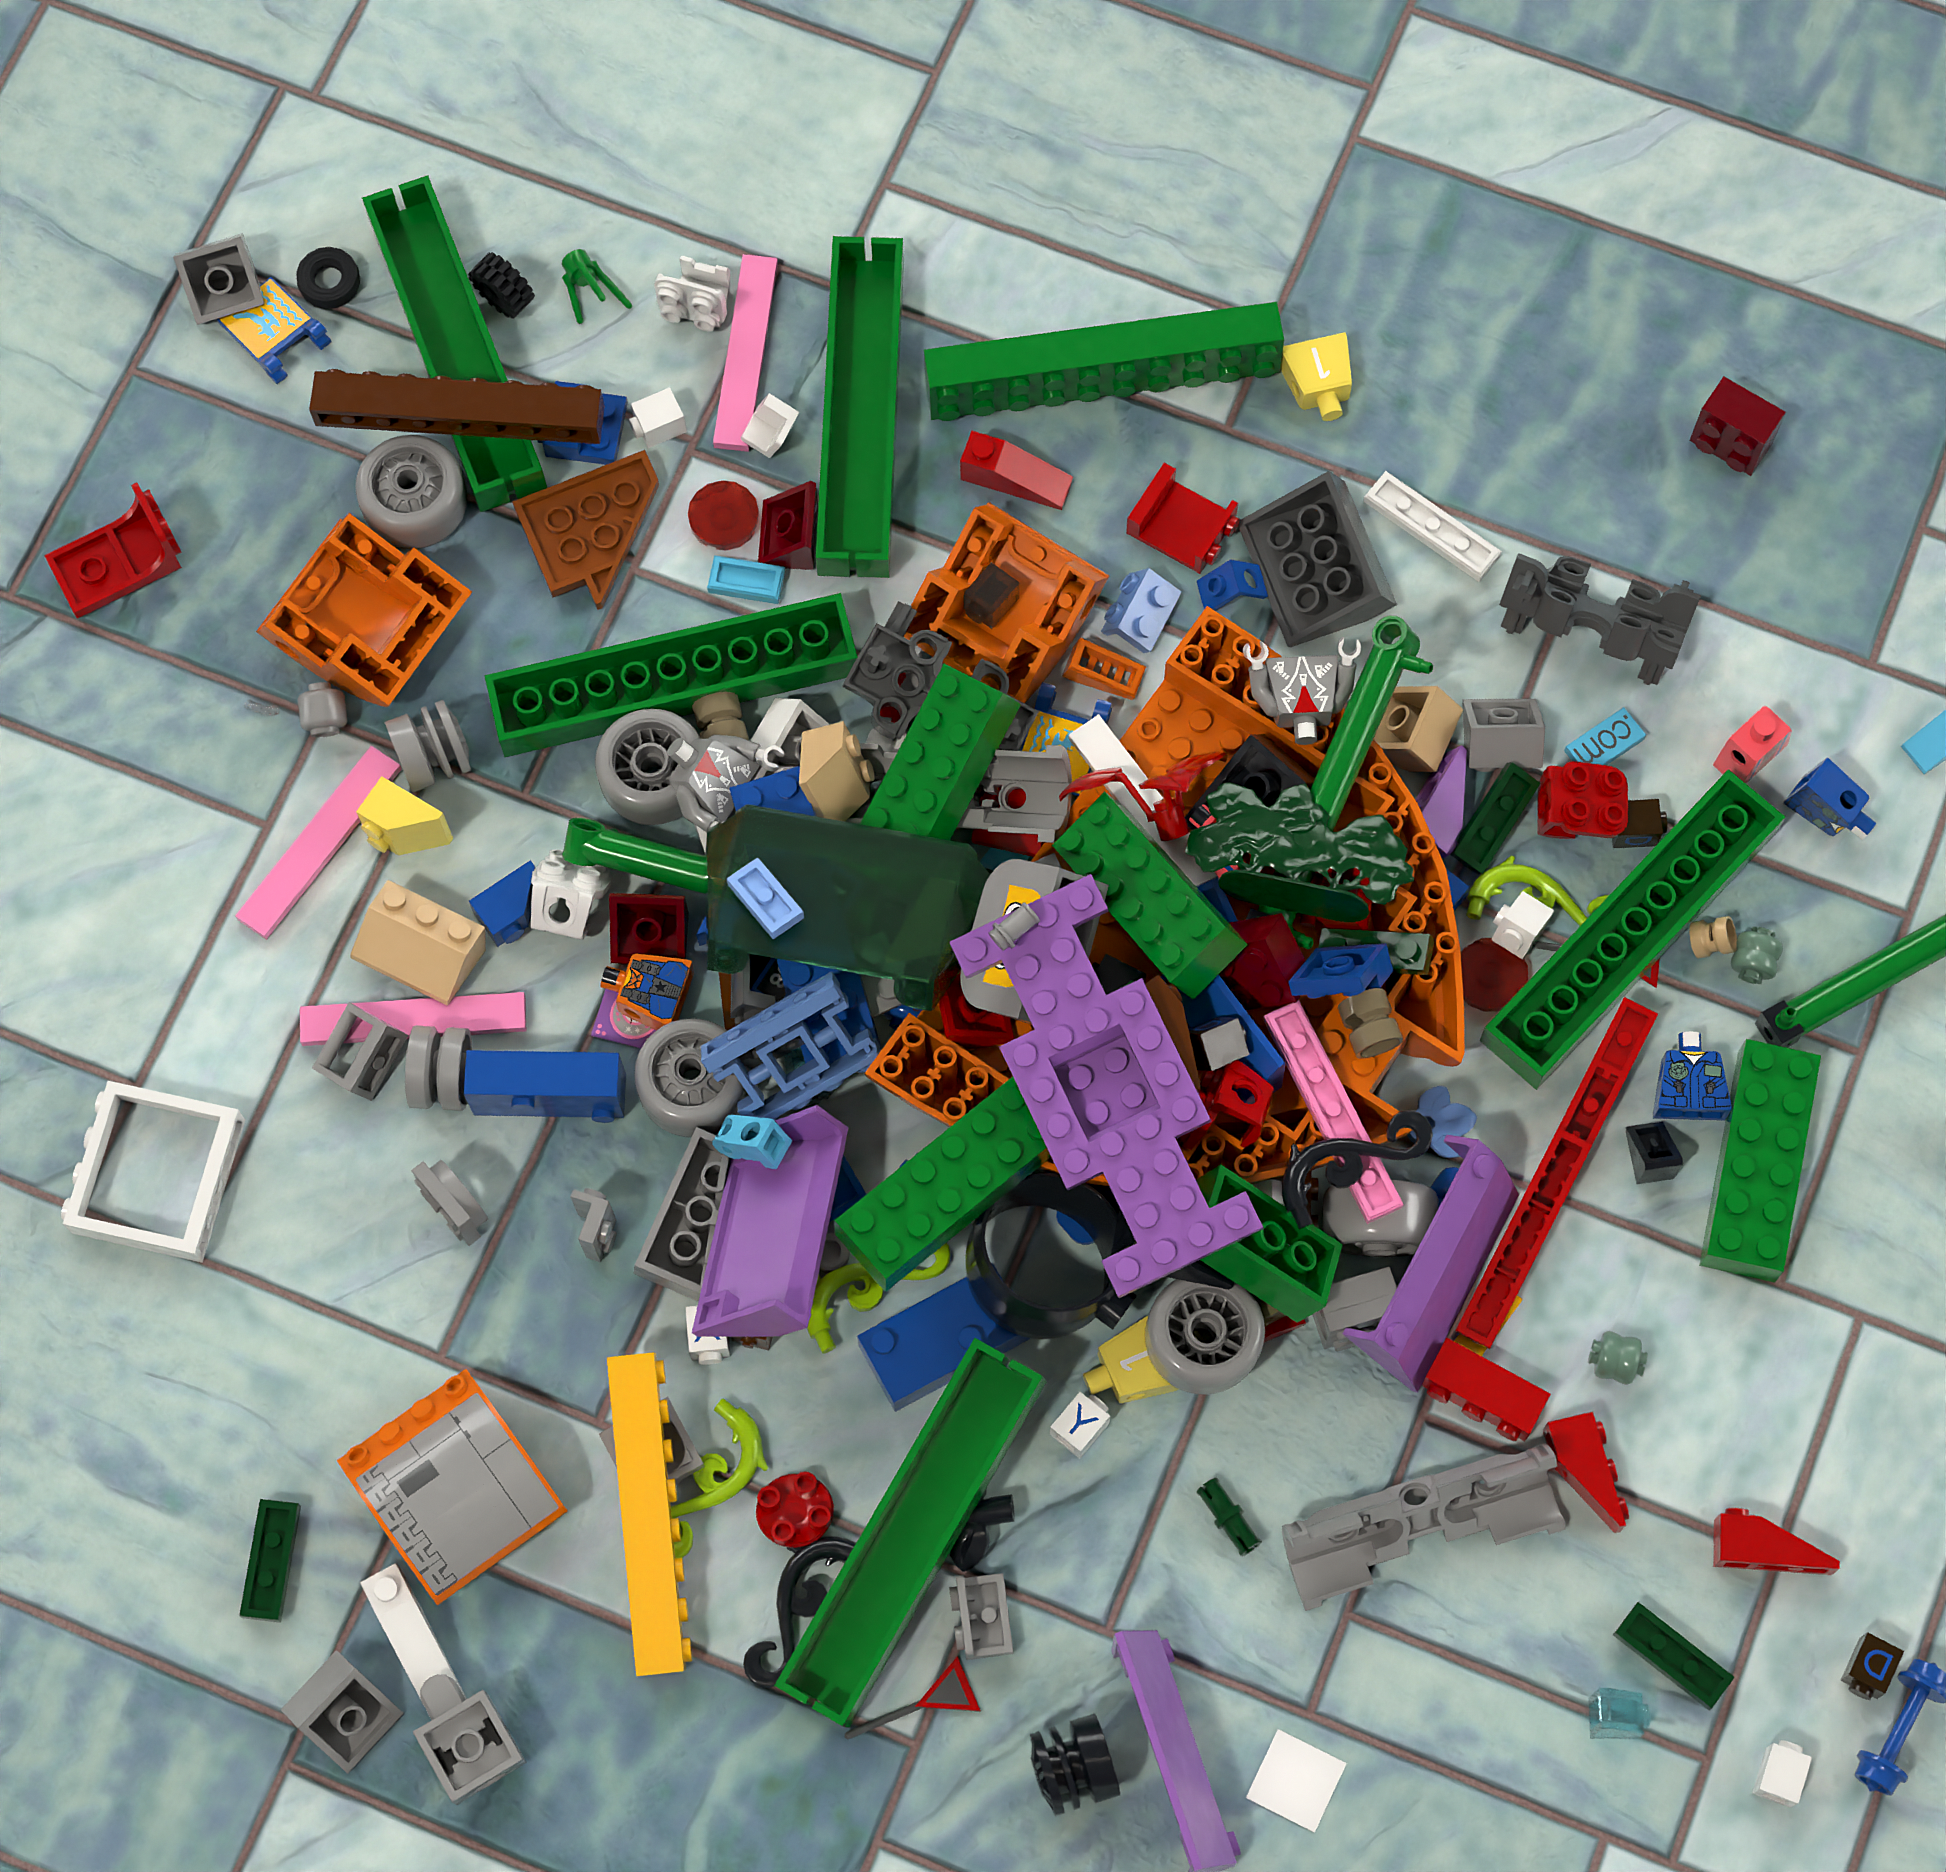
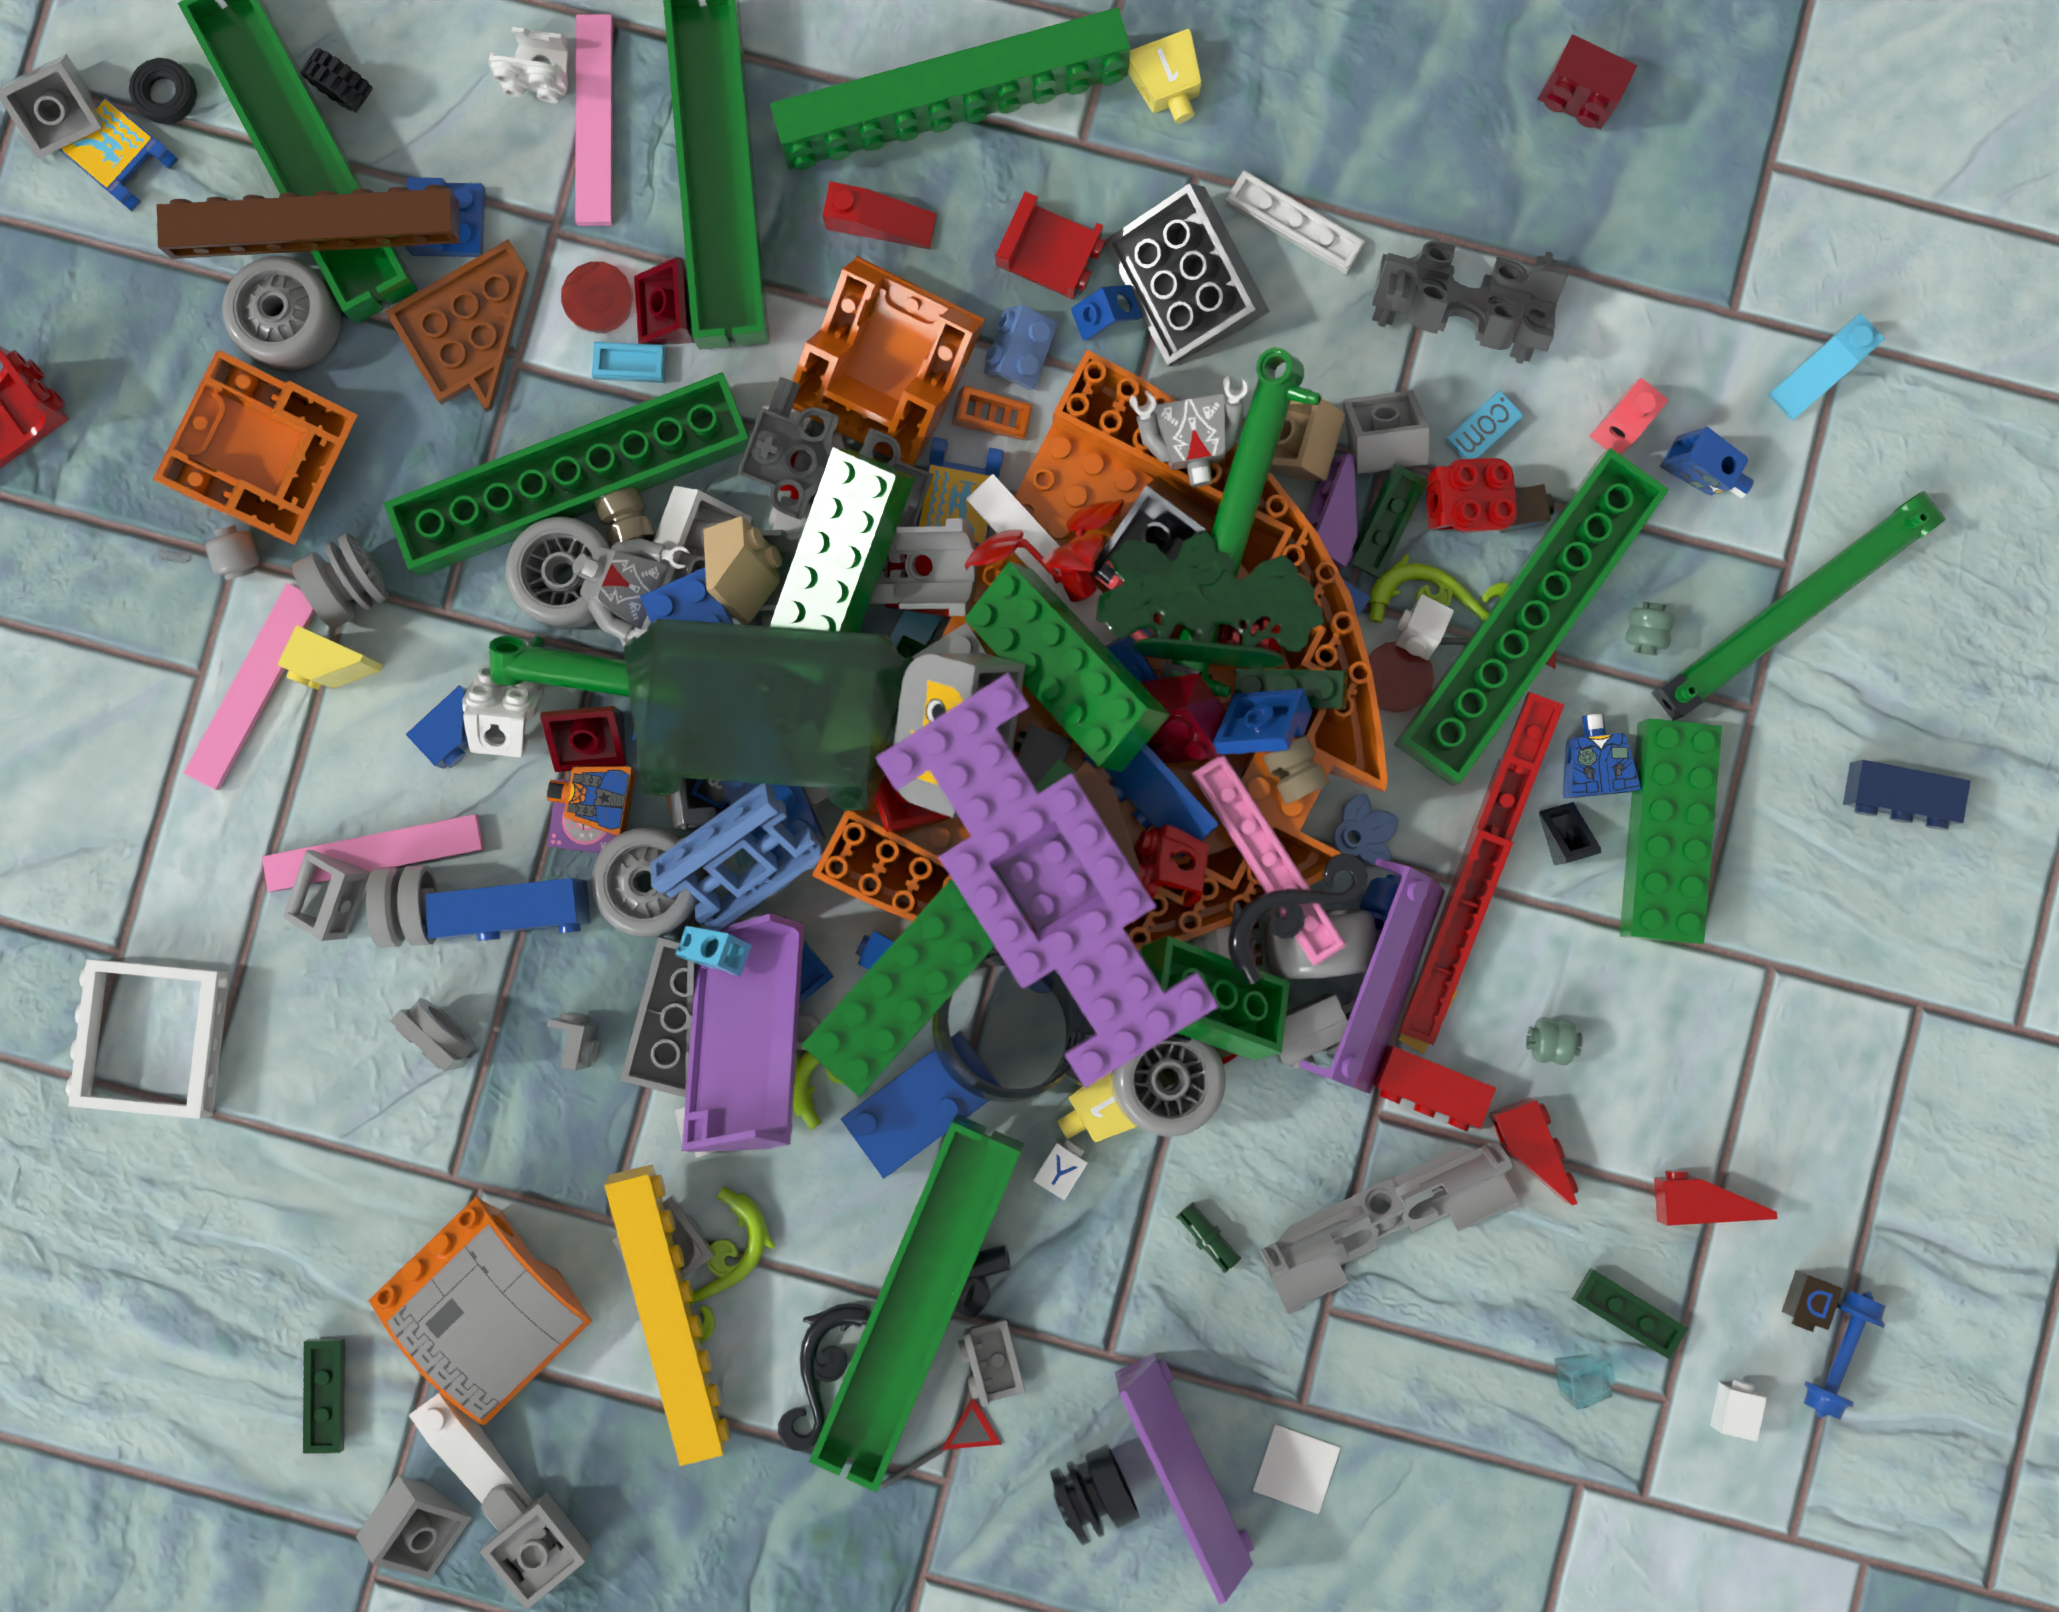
camera: 10 degrees left, 15 degrees up
(418, 942) = (364, 781): tan slope -> none
(582, 271) = (417, 53): green plant -> none
(657, 418) = (515, 203): white brick -> none
(765, 898) = (688, 722): light blue plate -> none
(769, 425) = (628, 198): white panel -> none
(794, 1510) = (805, 1283): red dish -> none
(991, 596) = (871, 354): clear smoke brick -> none
(1013, 927) = (937, 740): light grey pin -> none
(1218, 1043) = (1150, 813): brick -> none
(1713, 937) = (1607, 616): tan wheel -> none

